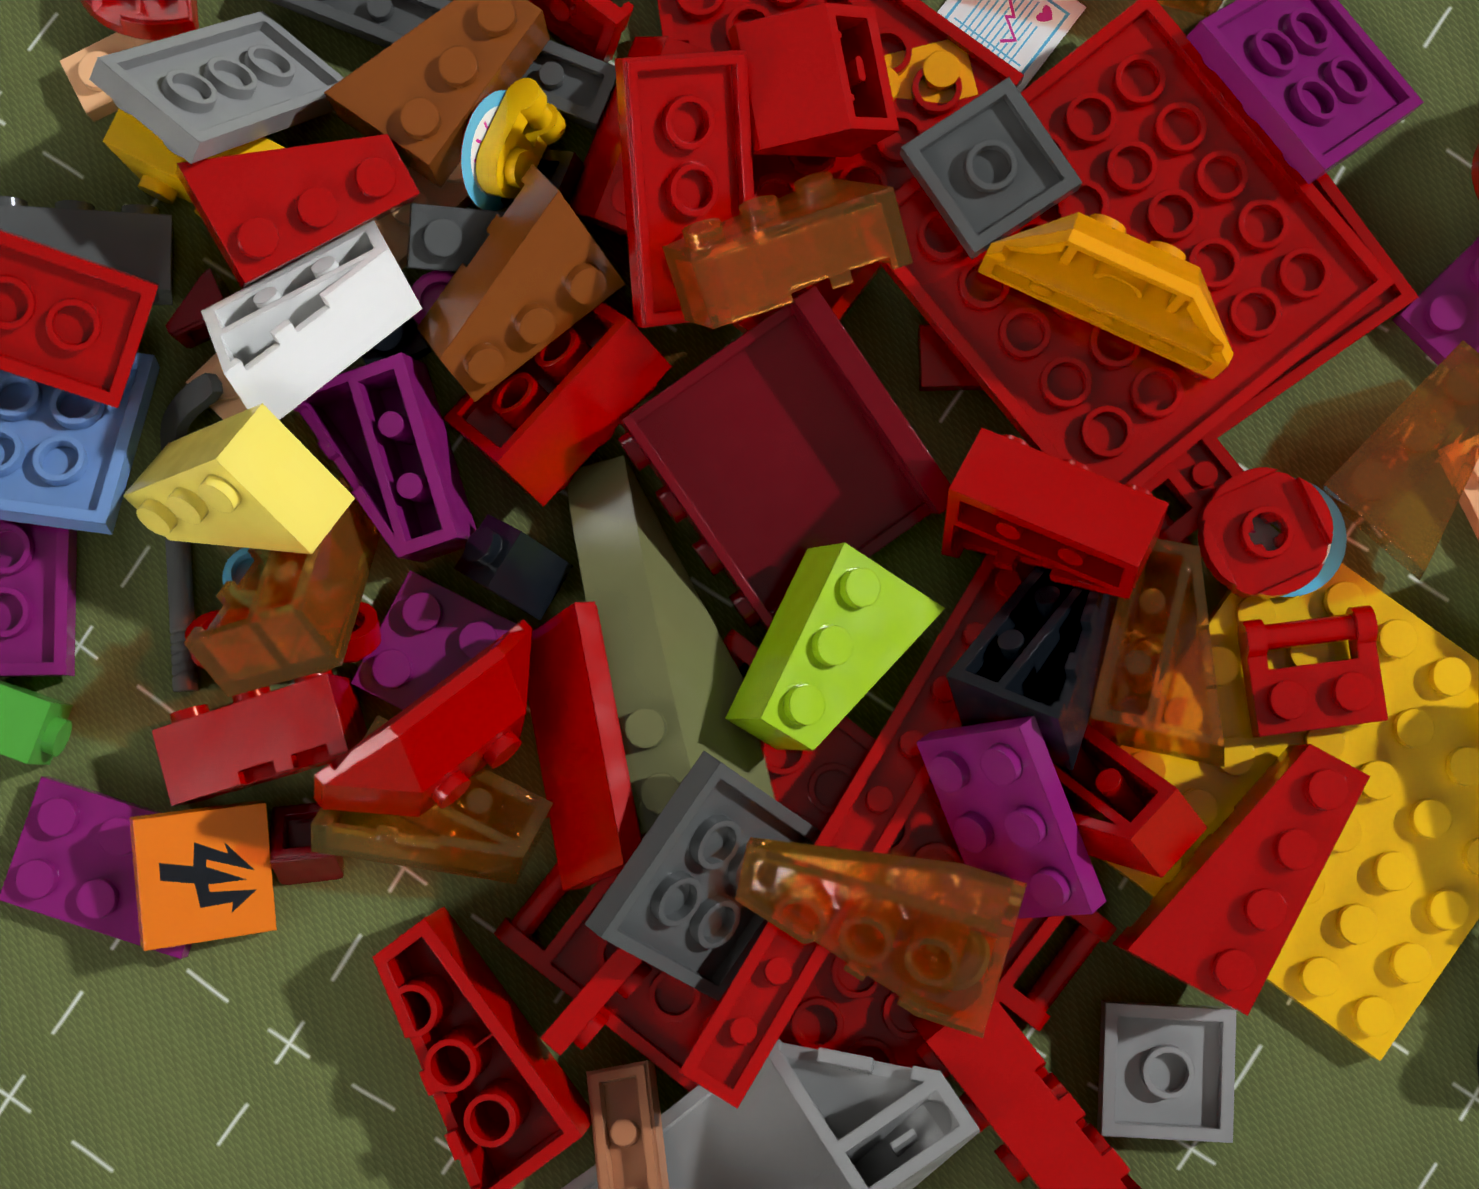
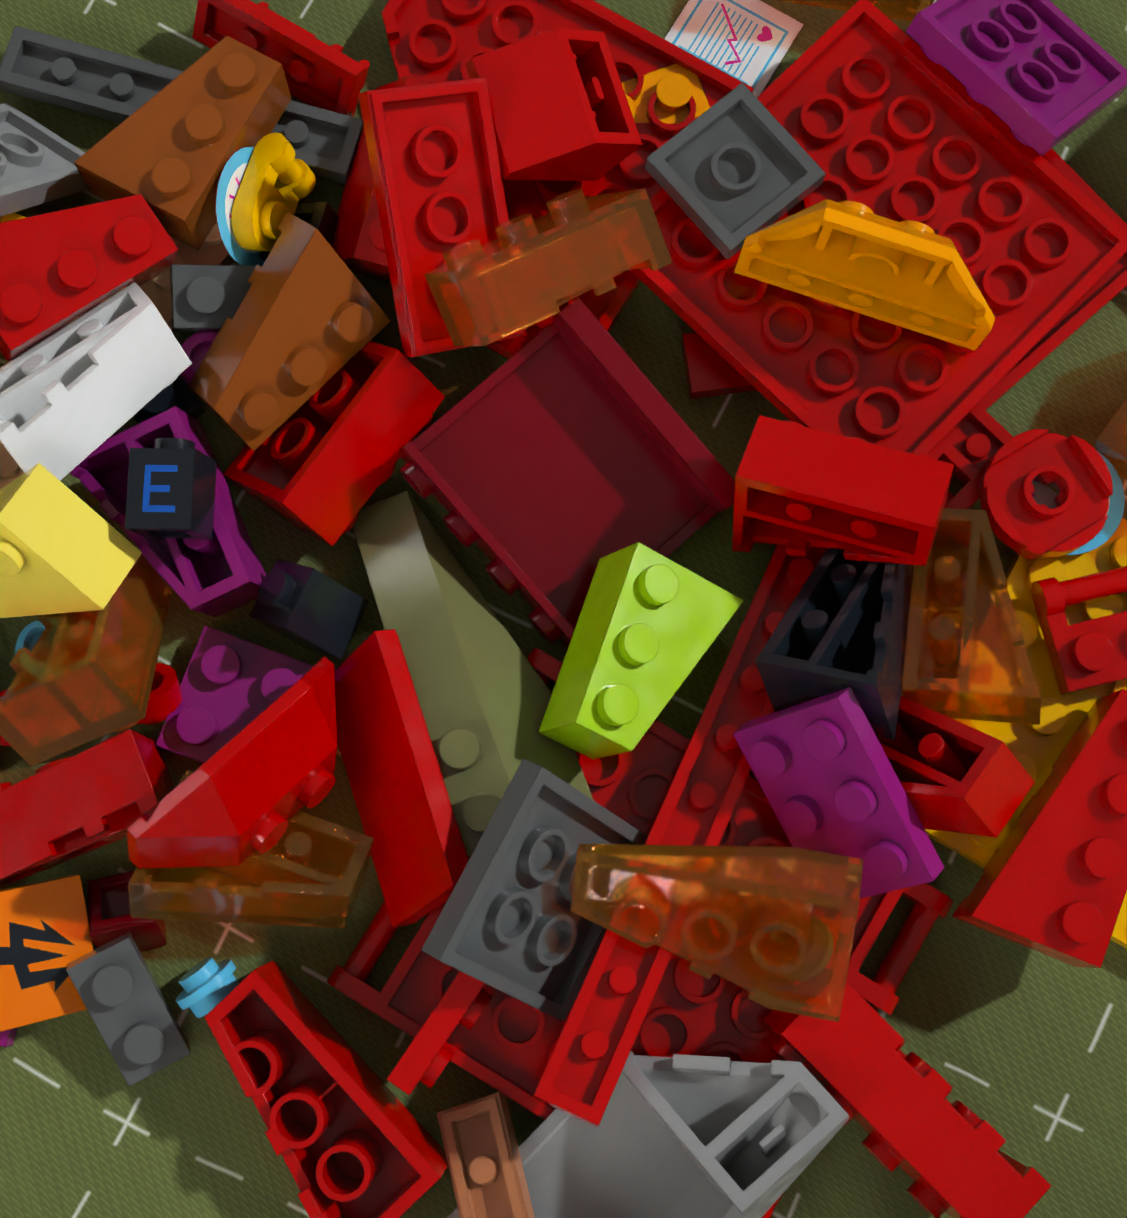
camera: 15 degrees left, 5 degrees down
(301, 937) = (128, 1009): none -> dark grey plate
(378, 924) = (206, 985): none -> medium azure plate
(389, 440) = (171, 491): none -> black brick
(1166, 1071) = (1023, 1040): light grey plate -> none

